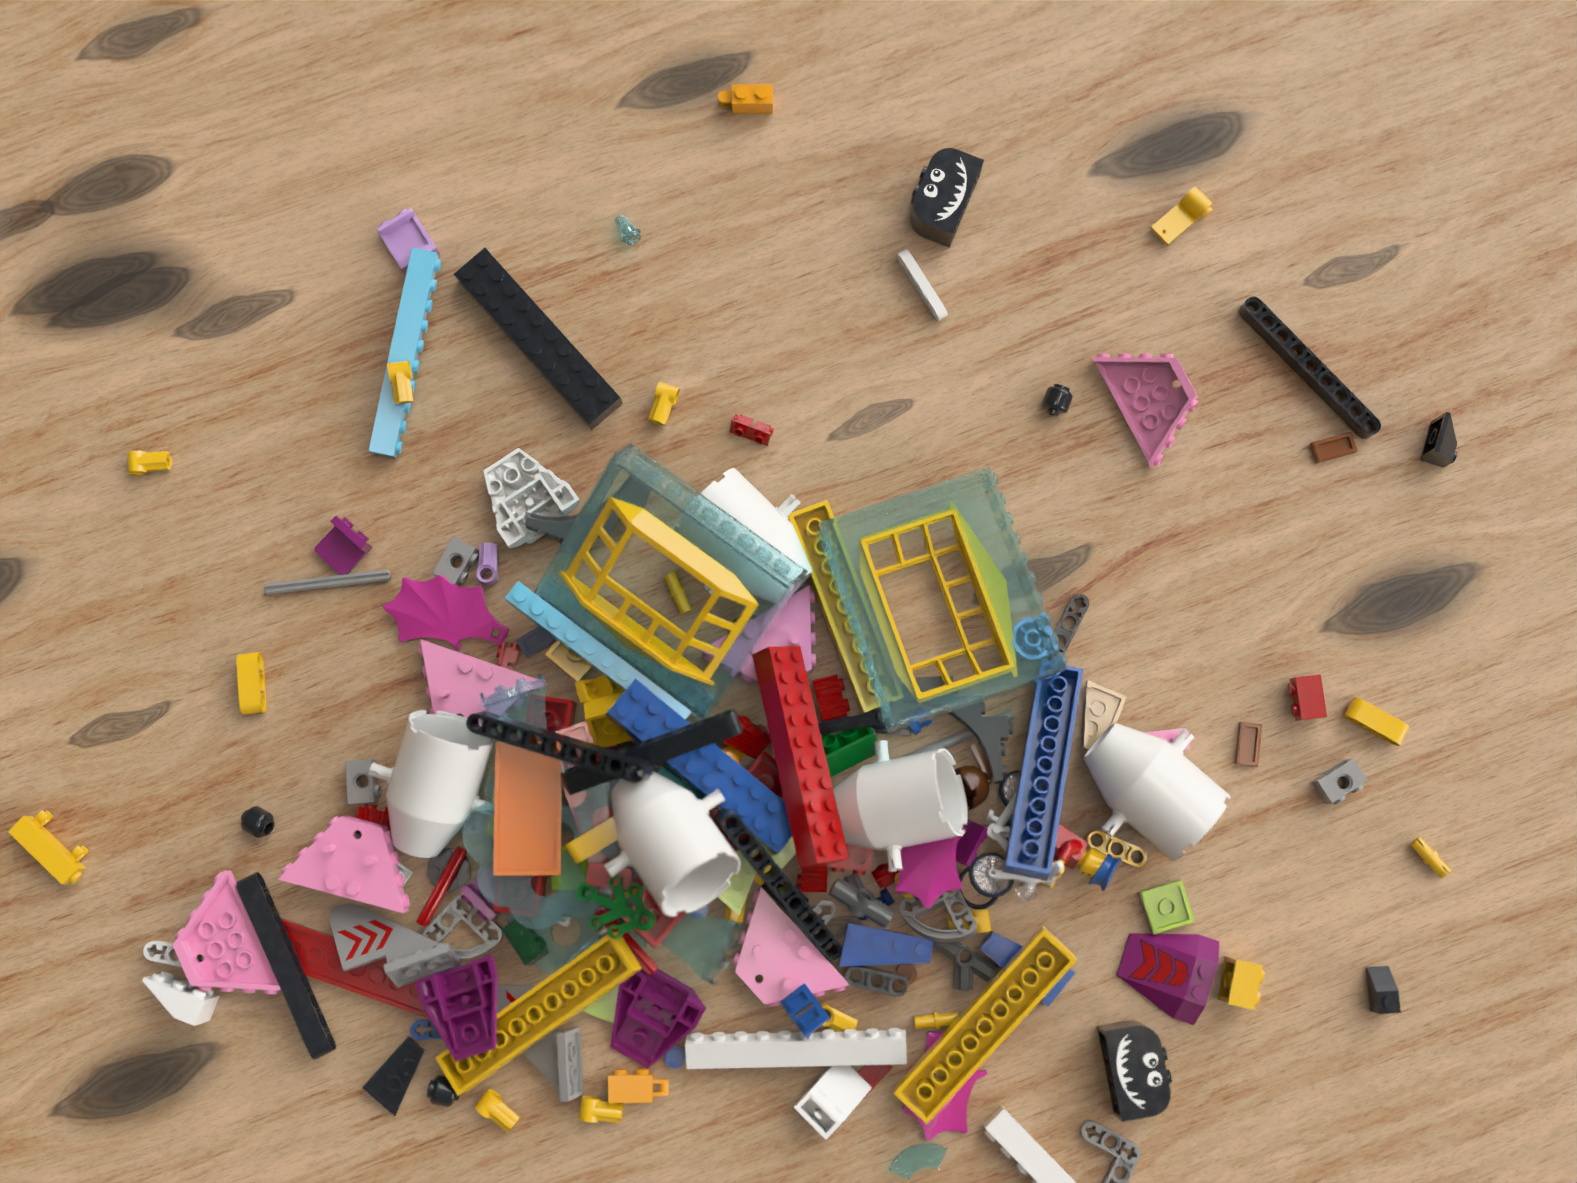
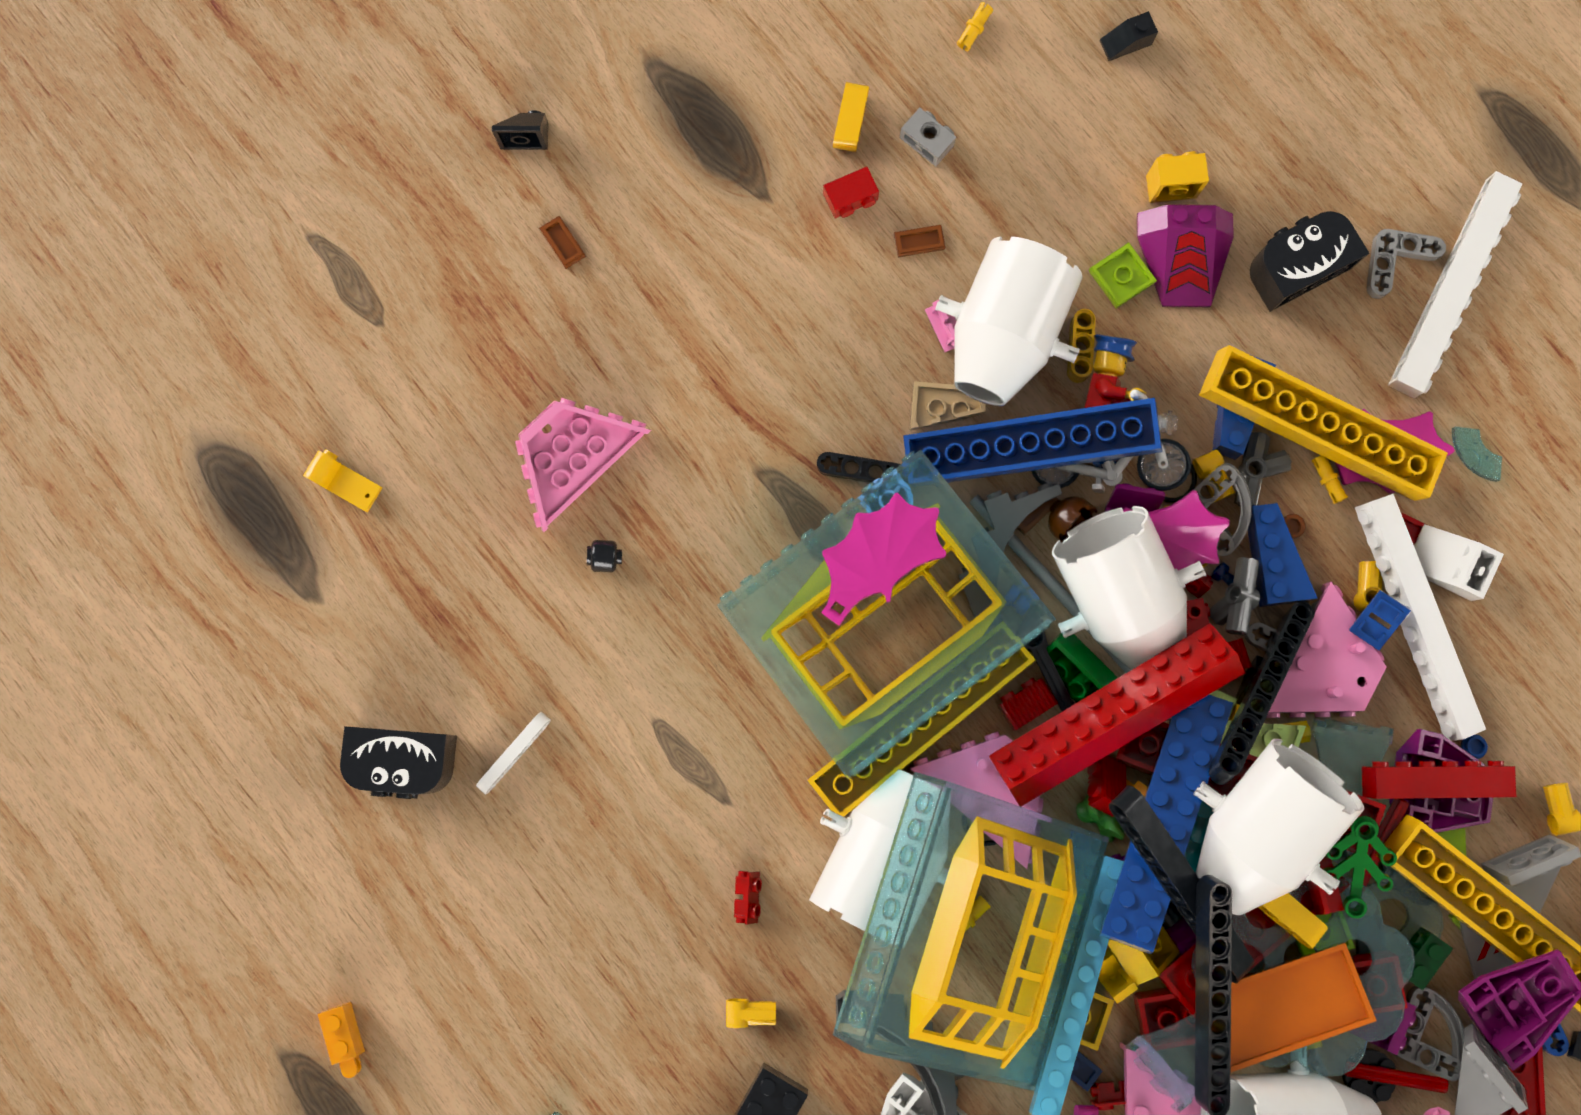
camera: 110 degrees left, 0 degrees up
(635, 1086) = (1531, 784): light orange brick -> none
(658, 1008) = (1433, 781): none -> red brick
(887, 976) = (1319, 543): dark grey beam -> none
(990, 605) = (880, 553): none -> dark pink animal
(1320, 370) = (480, 303): black beam -> none

